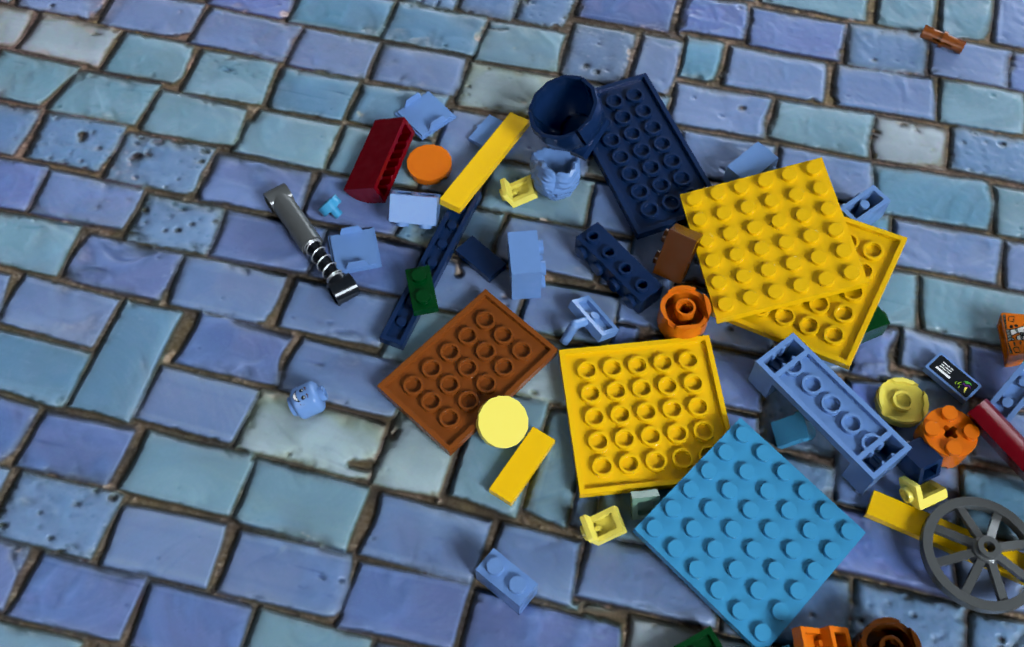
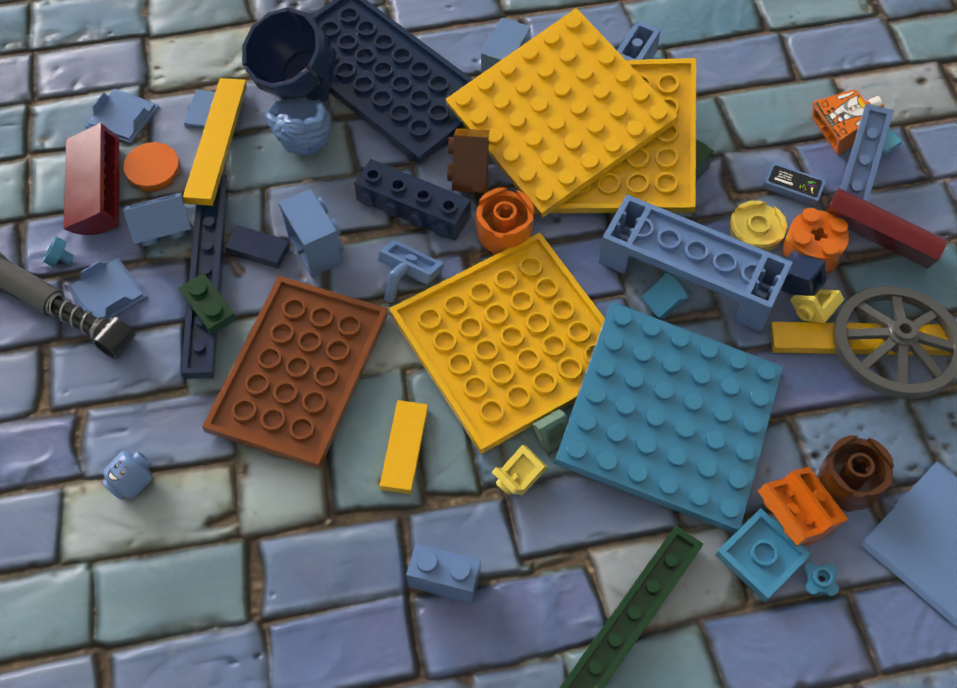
camera: 25 degrees left, 0 degrees up
(502, 422) = (362, 408): light yellow tile -> none
(518, 192) = (267, 159): light yellow bracket -> none

